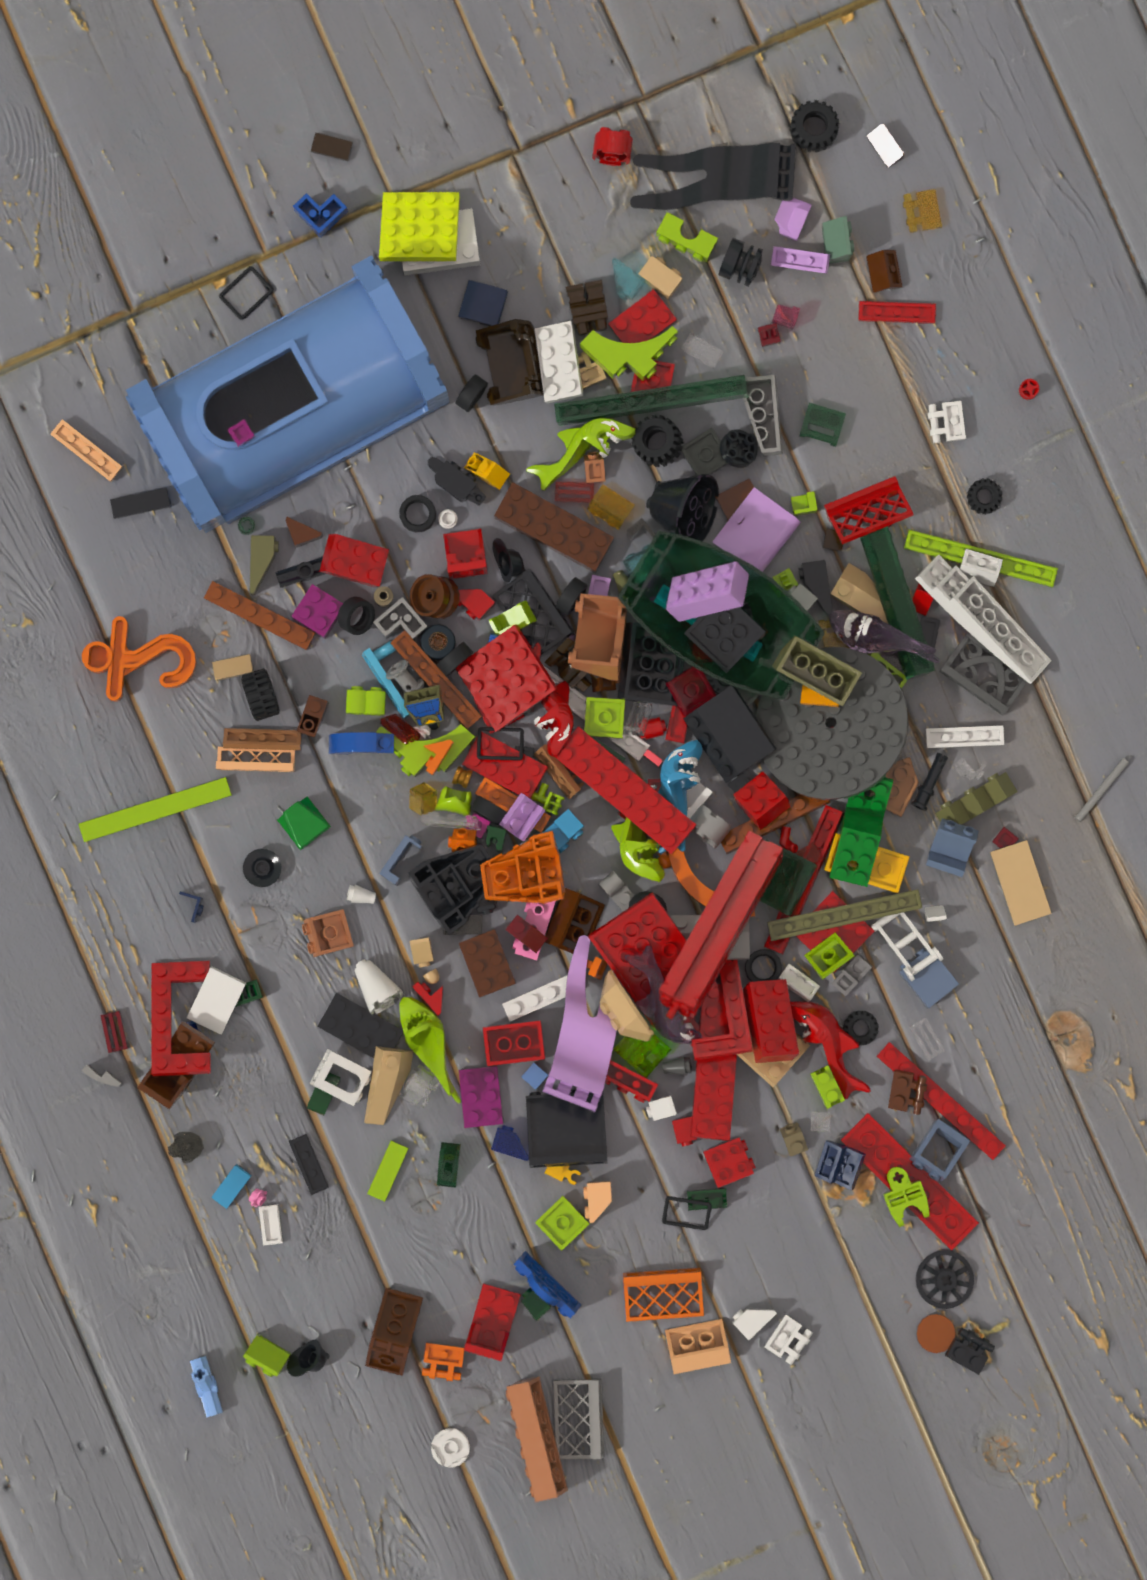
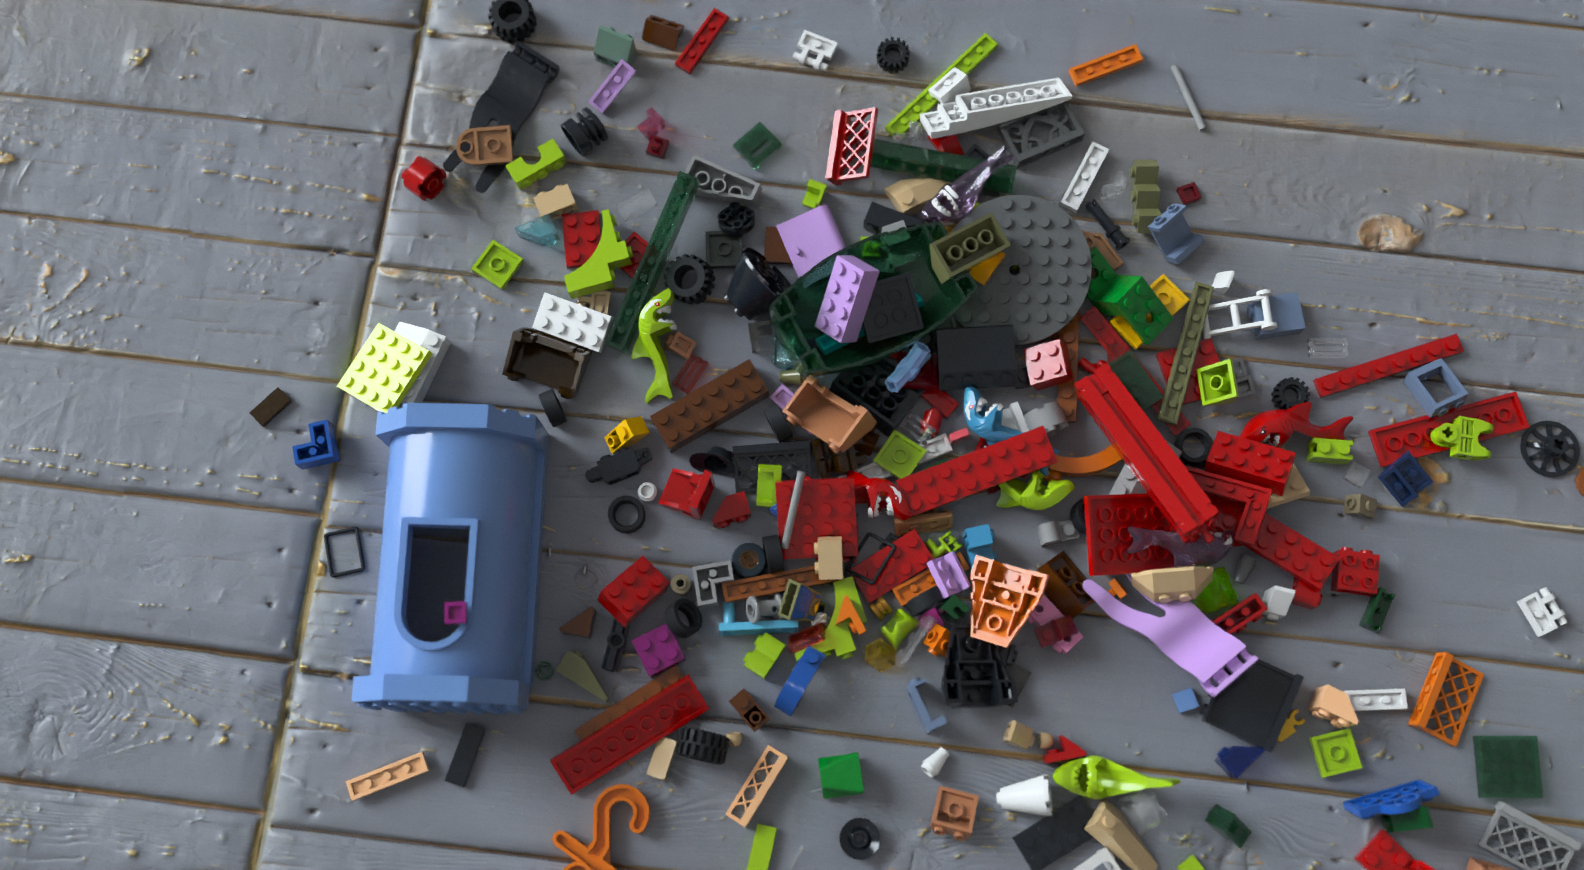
camera: 60 degrees left, 10 degrees down
(236, 629) = (629, 734): none -> red plate
(262, 739) = (742, 769): medium nougat plate -> none
(283, 717) = (735, 738): none -> tan hinge
(434, 596) = (708, 539): reddish brown wheel -> none
(478, 708) = (829, 558): none -> tan brick
(480, 1097) = (1179, 760): magenta plate -> none
(483, 303) = (483, 357): dark blue slope -> none
(487, 963) = (1061, 683): reddish brown brick -> none
(499, 653) = (793, 509): none -> light grey bar
(513, 1043) = (1148, 700): red brick -> none
(536, 999) = (1115, 658): white plate -> none
(573, 261) = (497, 264): none -> lime plate
(591, 312) = (544, 276): dark brown hips -> none
(610, 507) = (721, 350): clear yellow bracket -> none
(626, 1234) = (1378, 699): none -> white plate
(633, 1372) = (1507, 767): none -> clear green plate
(676, 184) = (488, 145): none -> medium nougat plate
(684, 680) = (908, 367): none -> light blue piece
(697, 1346) = (1511, 694): light nougat slope -> none
(705, 1227) = (1387, 610): black piece -> none
(752, 1320) = (1511, 631): white slope -> none
(792, 217) = (575, 76): lavender slope -> none
(799, 983) = (1225, 423): white plate -> none
(832, 540) = (858, 189): dark brown tile -> none
(901, 1092) = (1364, 391): reddish brown plate -> none
(910, 557) = (914, 134): none -> clear bracket
(1020, 882) = (1233, 200): tan tile -> none
(1088, 697) = (1105, 65): none -> orange plate

